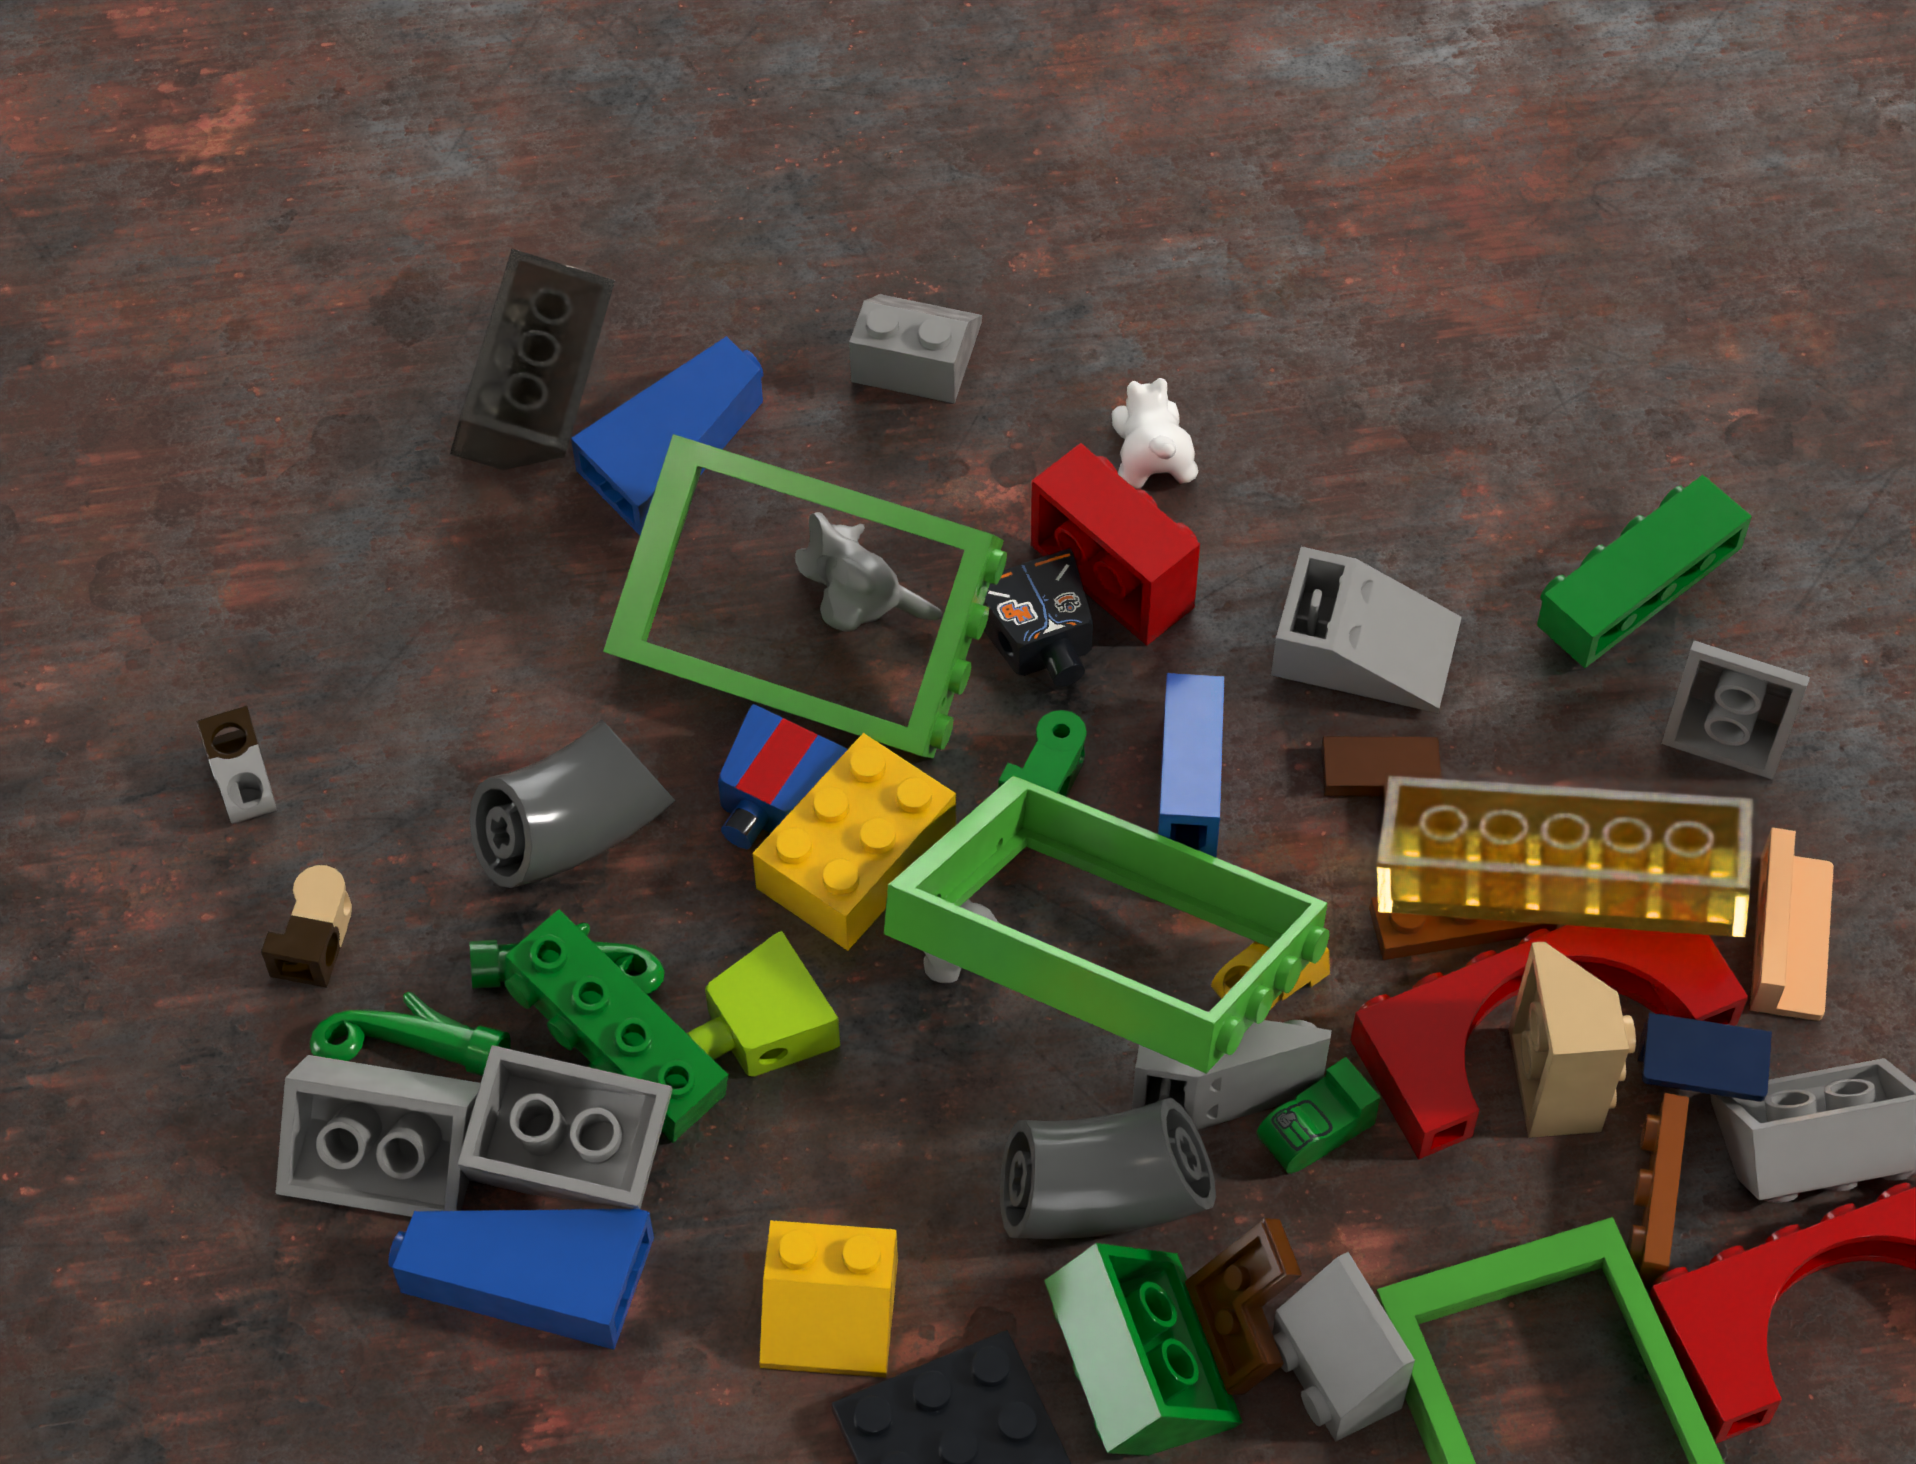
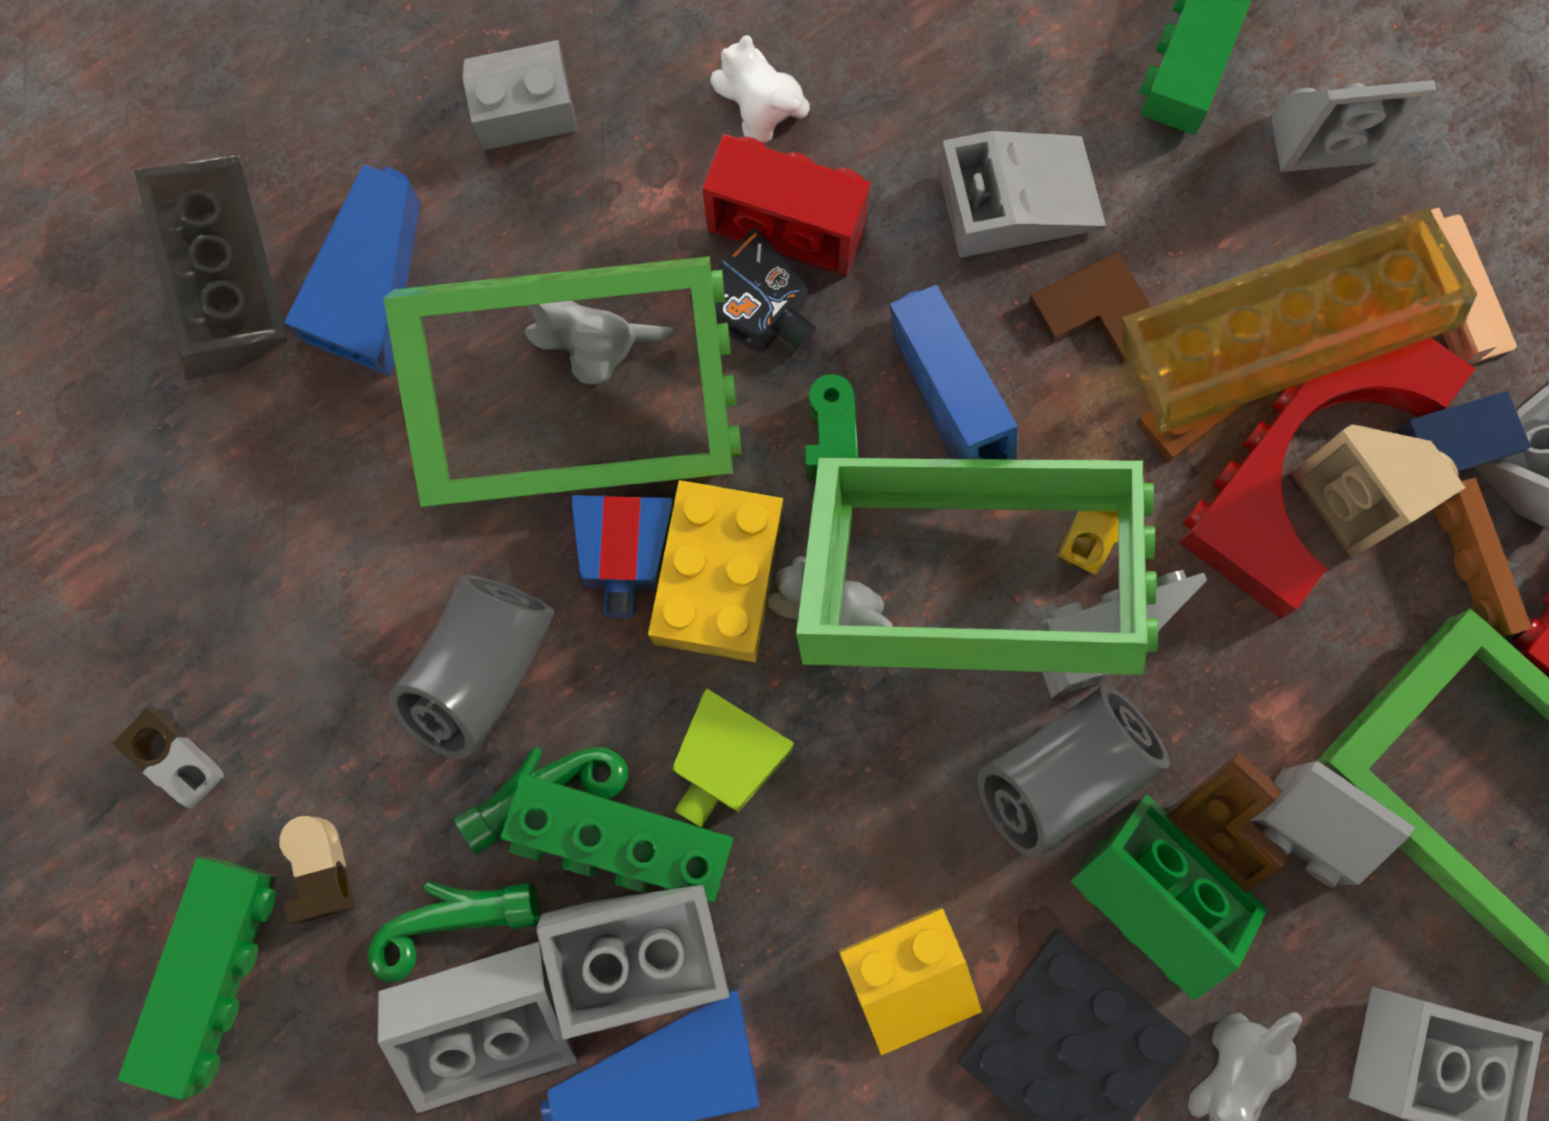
camera: 25 degrees left, 20 degrees up
(151, 962) = (199, 979): none -> green brick
(1320, 1118) = (1200, 630): green leg -> none

